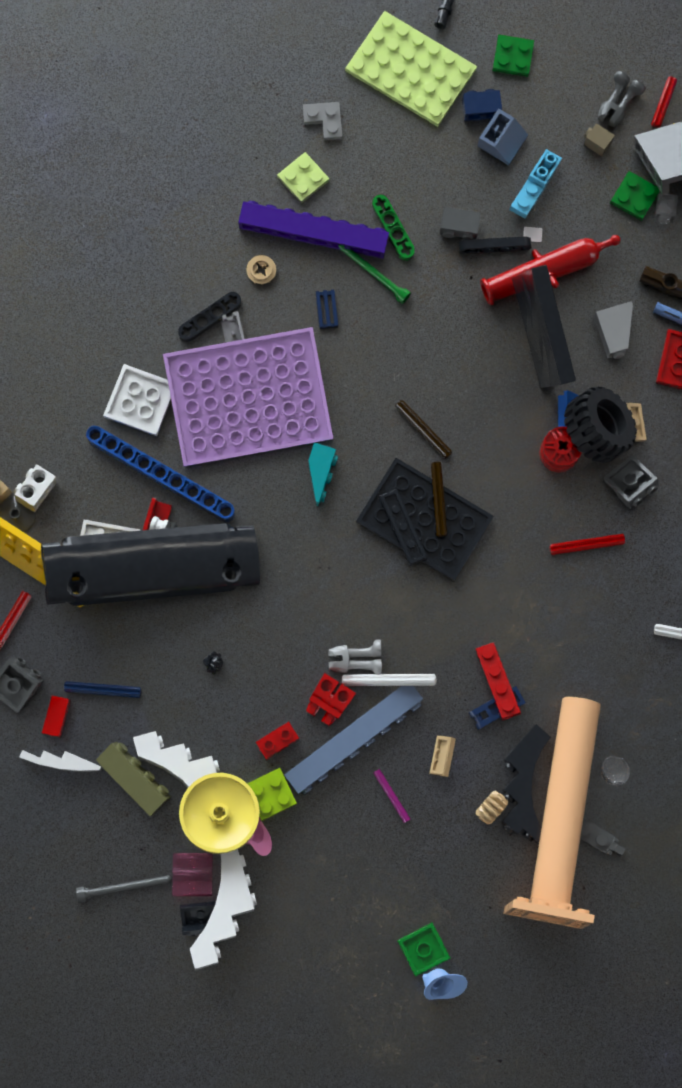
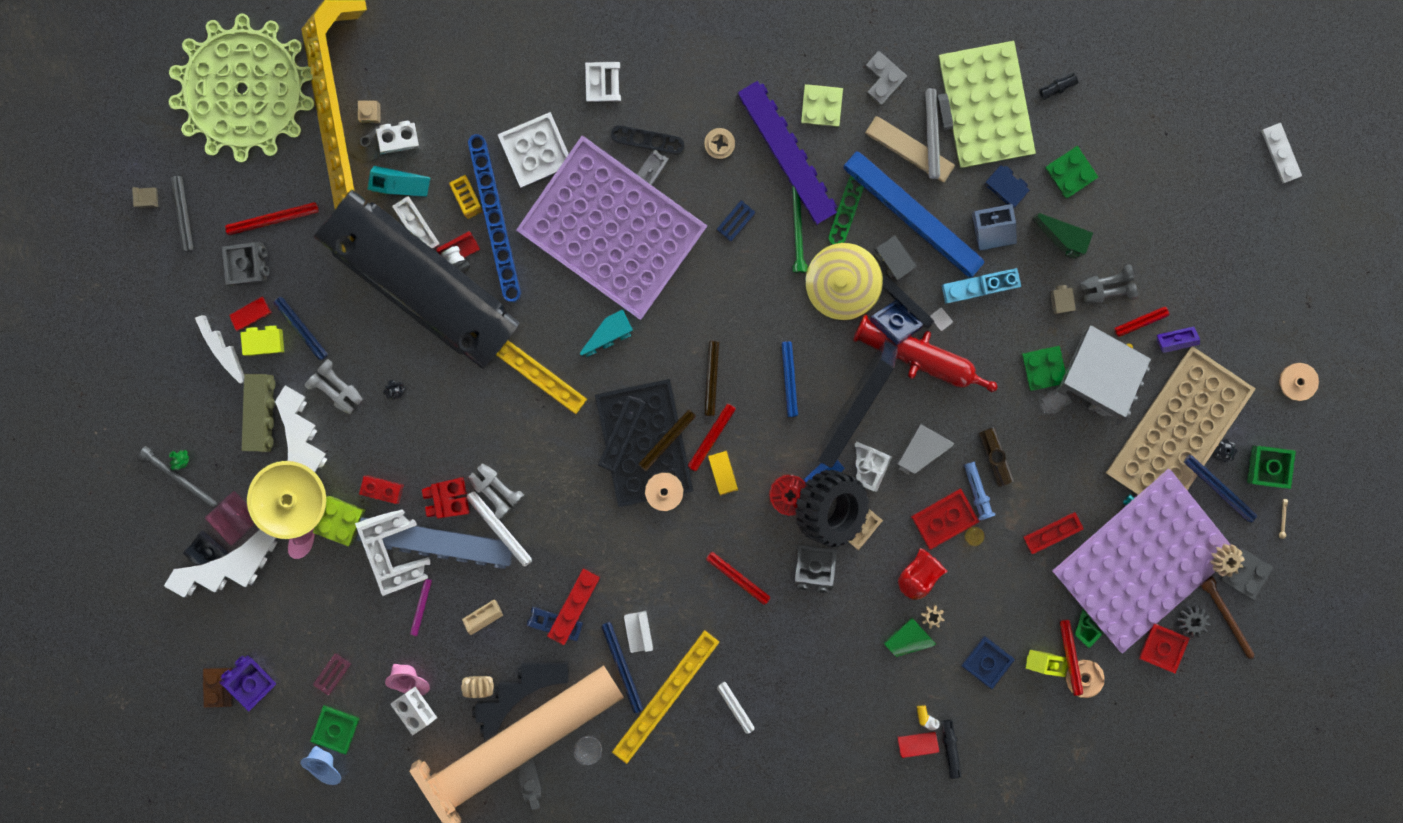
camera: 50 degrees right, 10 degrees up
(67, 517) = (397, 182): none -> teal slope
(84, 726) = (262, 341): none -> neon yellow brick
(110, 872) = (179, 459): none -> green plant
(134, 313) = (596, 82): none -> white plate
(137, 481) = (473, 211): none -> yellow slope
(180, 699) = (338, 398): none -> light grey piece
(306, 548) = (540, 376): none -> yellow tile
(308, 1008) = (214, 693): none -> reddish brown plate
(326, 980) = (247, 682): none -> dark purple plate
(346, 797) = (388, 577): none -> white wedge
(376, 894) = (341, 660): none -> clear pink tile
(389, 99) = (945, 111): none -> dark grey beam
(392, 145) = (906, 146): none -> tan beam
(397, 119) = (932, 133): none -> light grey axle
(438, 858) = (405, 678): none -> bright pink piece
(440, 183) = (913, 214): none -> blue beam
(442, 273) = (844, 281): none -> light yellow dish
(466, 468) = (711, 437): none -> red axle
(466, 868) = (413, 710): none -> white brick
(470, 545) = (654, 495): none -> light nougat plate
(476, 375) = (789, 376): none -> blue axle
(500, 483) = (723, 473): none -> yellow slope
(506, 262) = (896, 322): none -> dark blue tile
(554, 96) = (1064, 235): none -> dark green slope
(560, 652) = (638, 632): none -> white panel
(575, 688) = (622, 667): none -> dark blue axle
(593, 374) = (870, 466): none -> white slope
(627, 678) = (665, 697): none -> yellow tile

